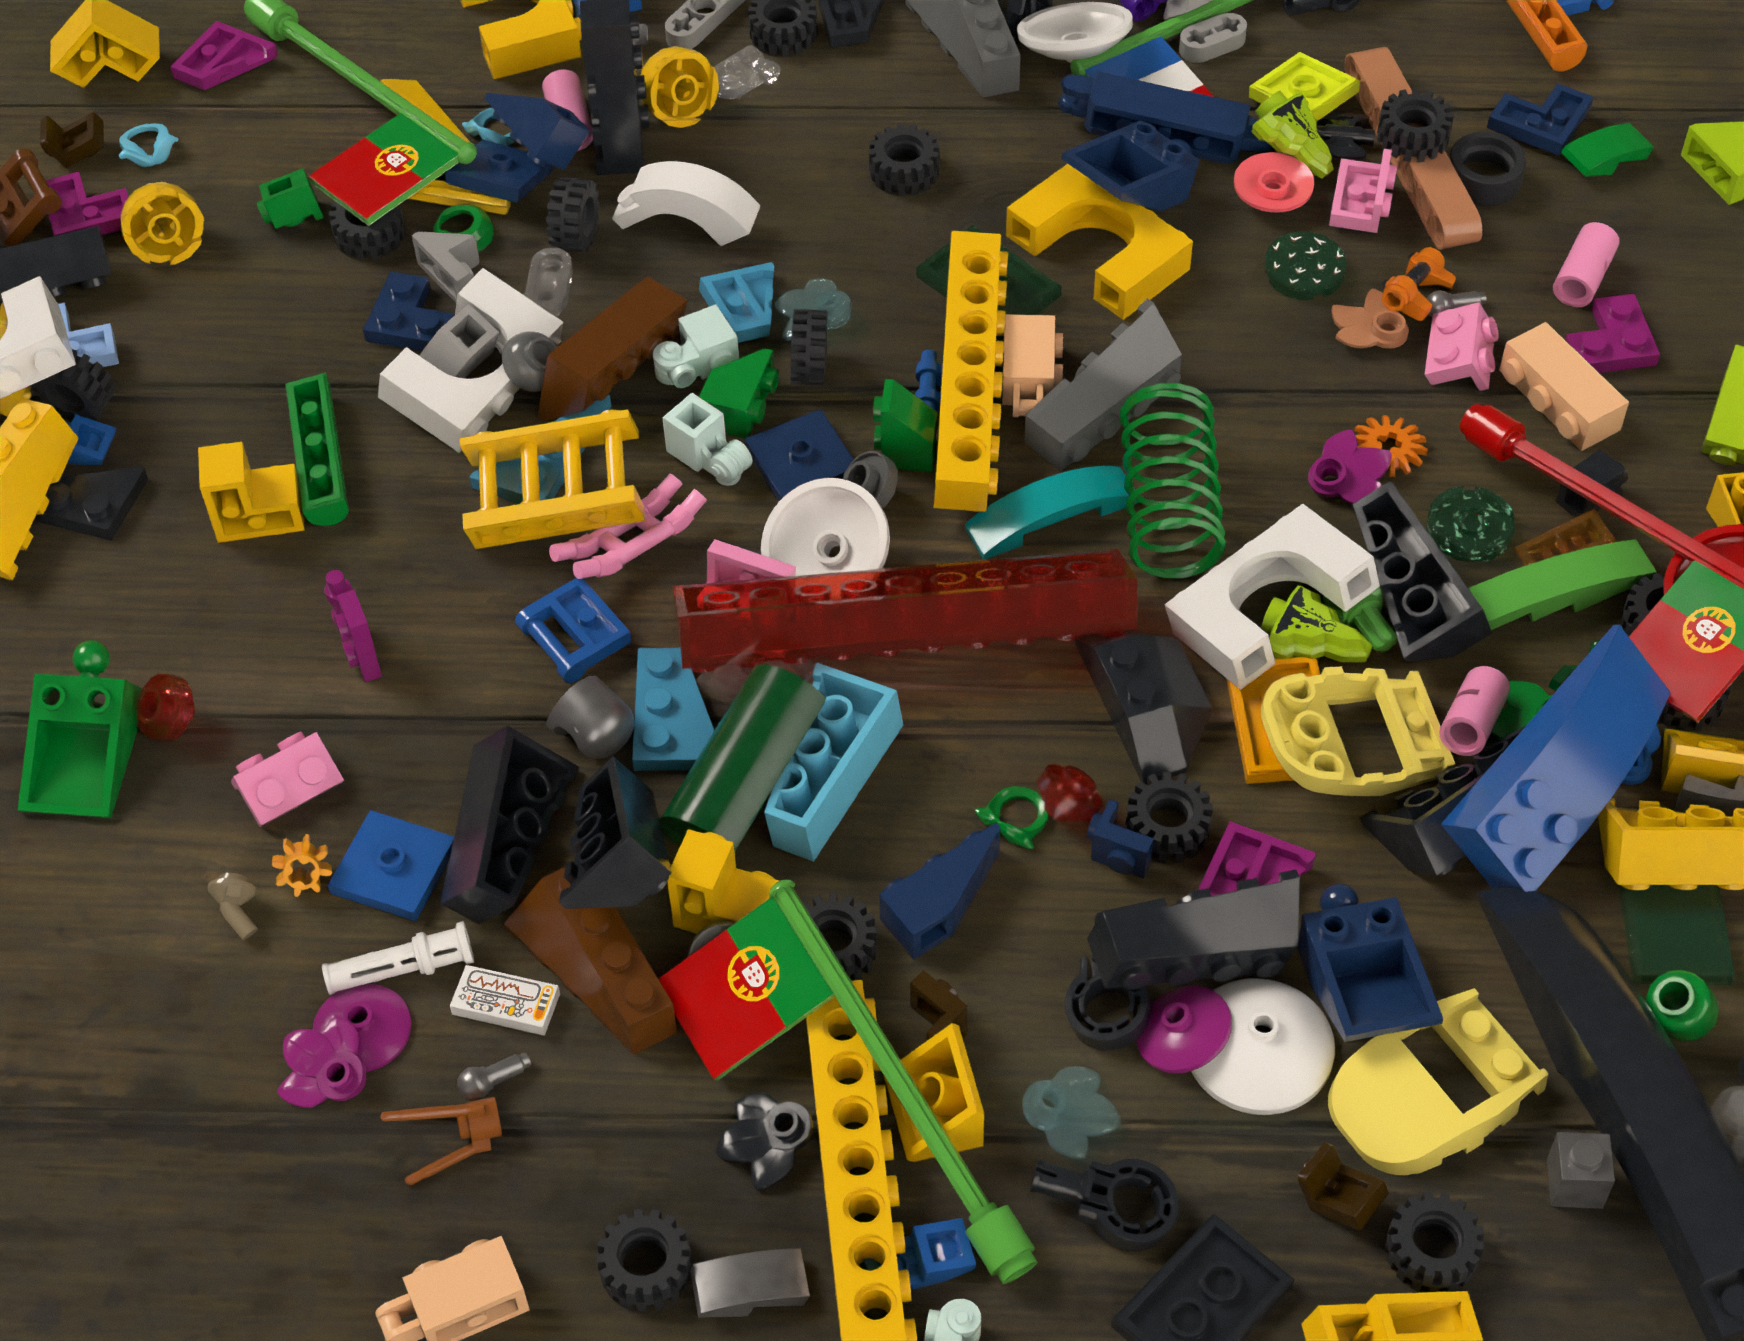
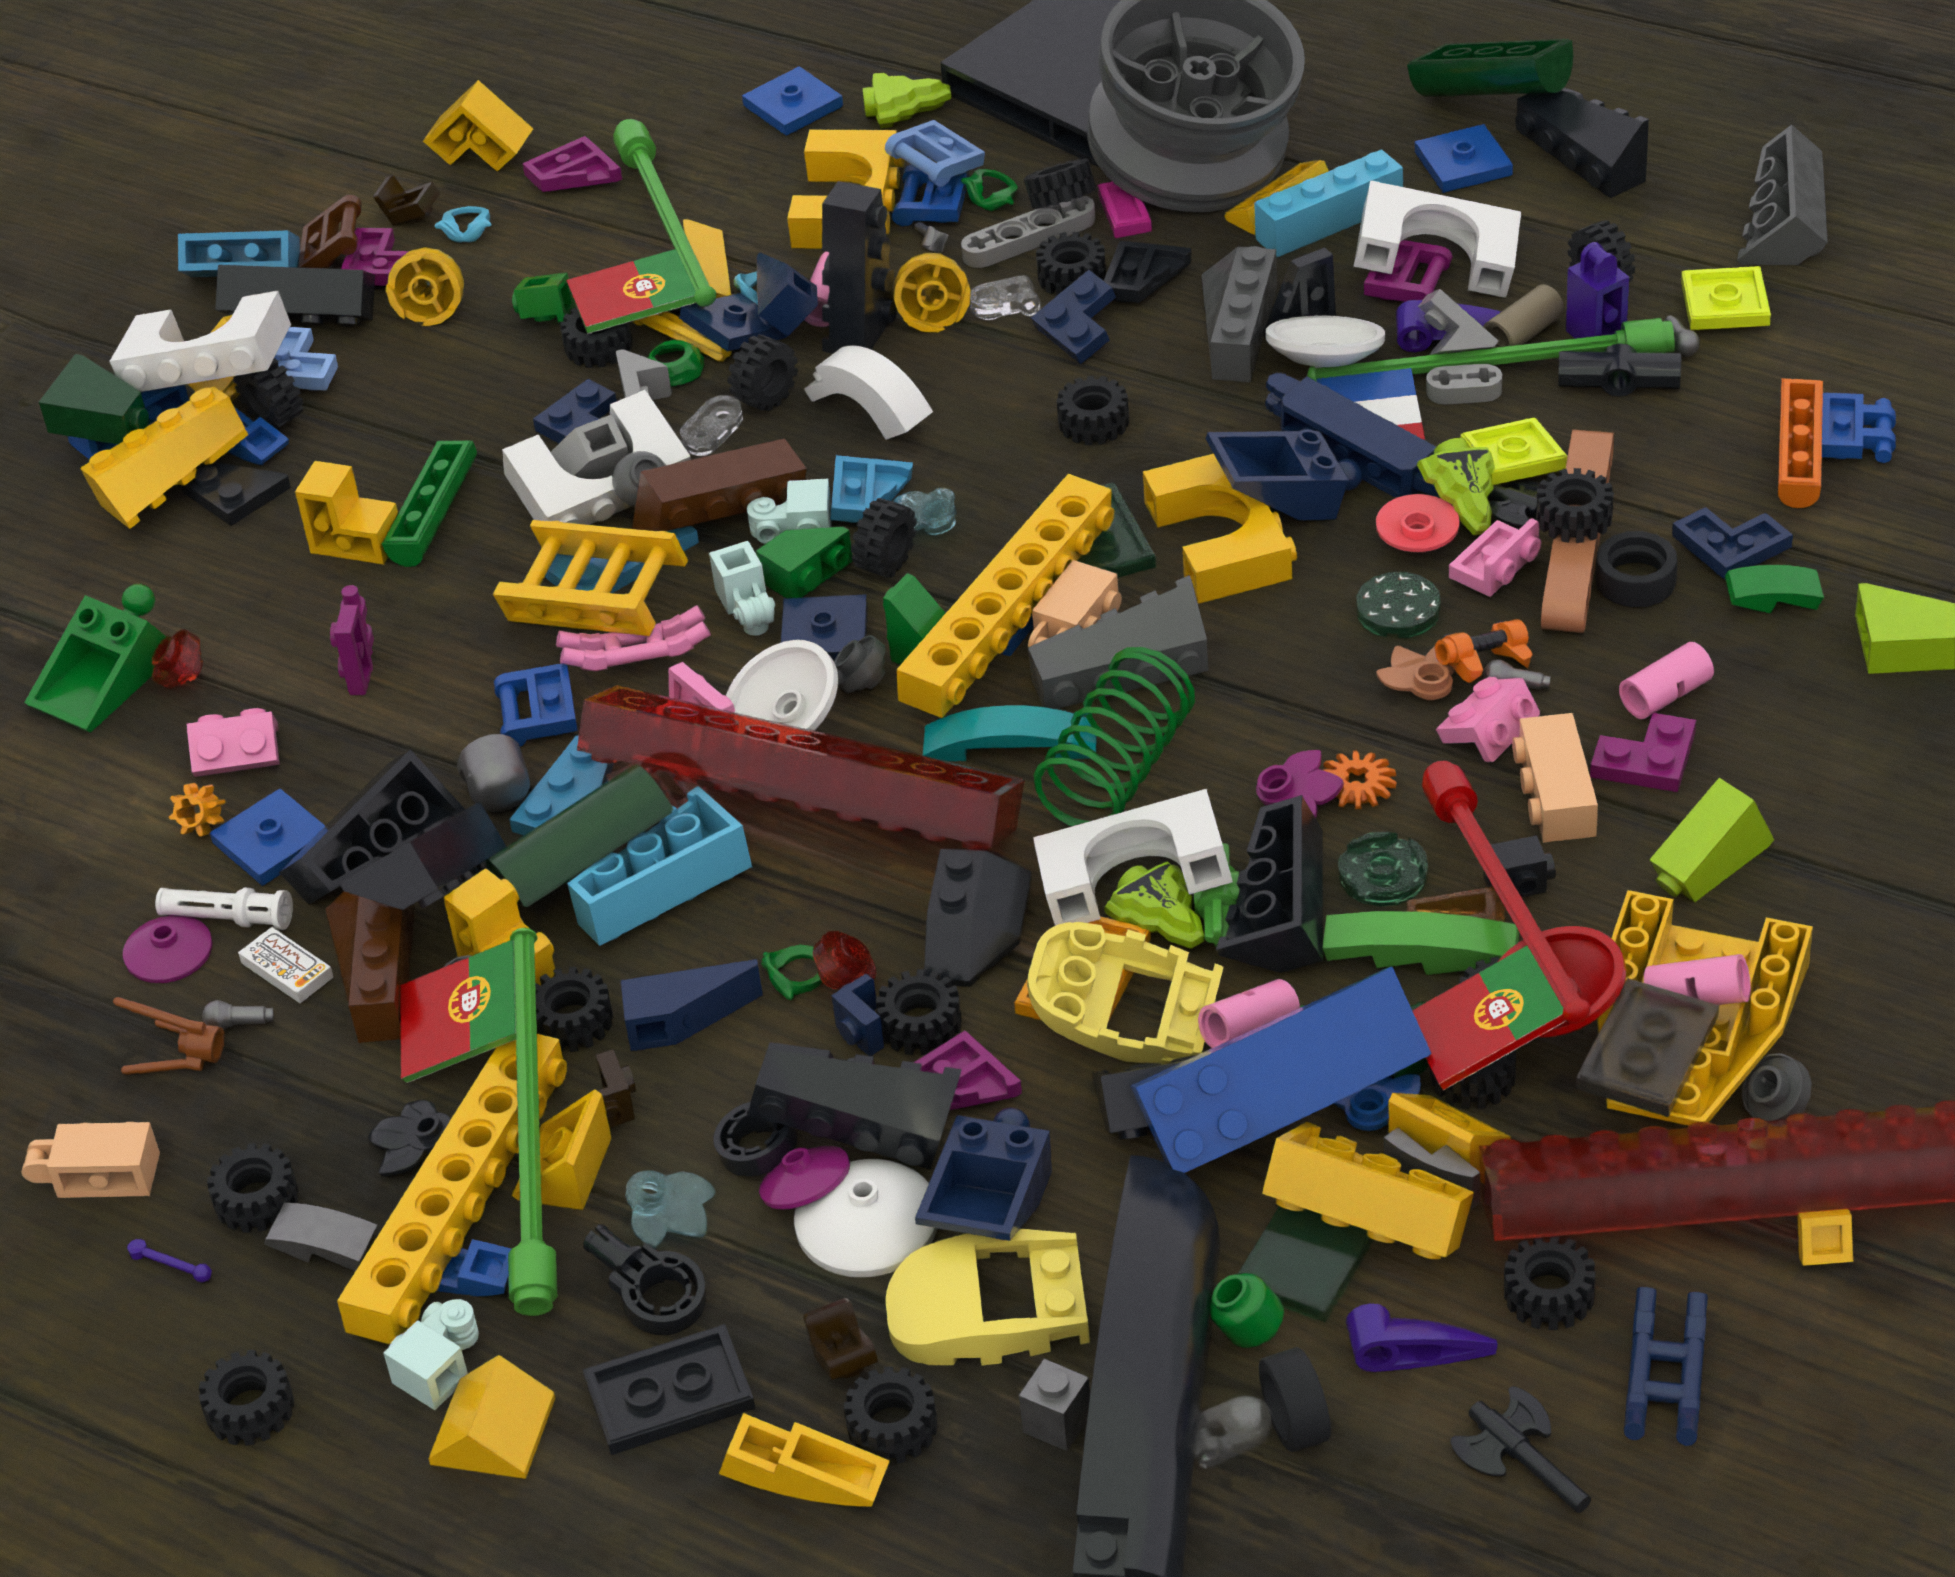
camera: 30 degrees right, 10 degrees down
(231, 892) = (133, 813): dark tan plate -> none
(316, 1061) = (116, 961): magenta plate -> none
(817, 73) = (1068, 317): none -> dark blue plate

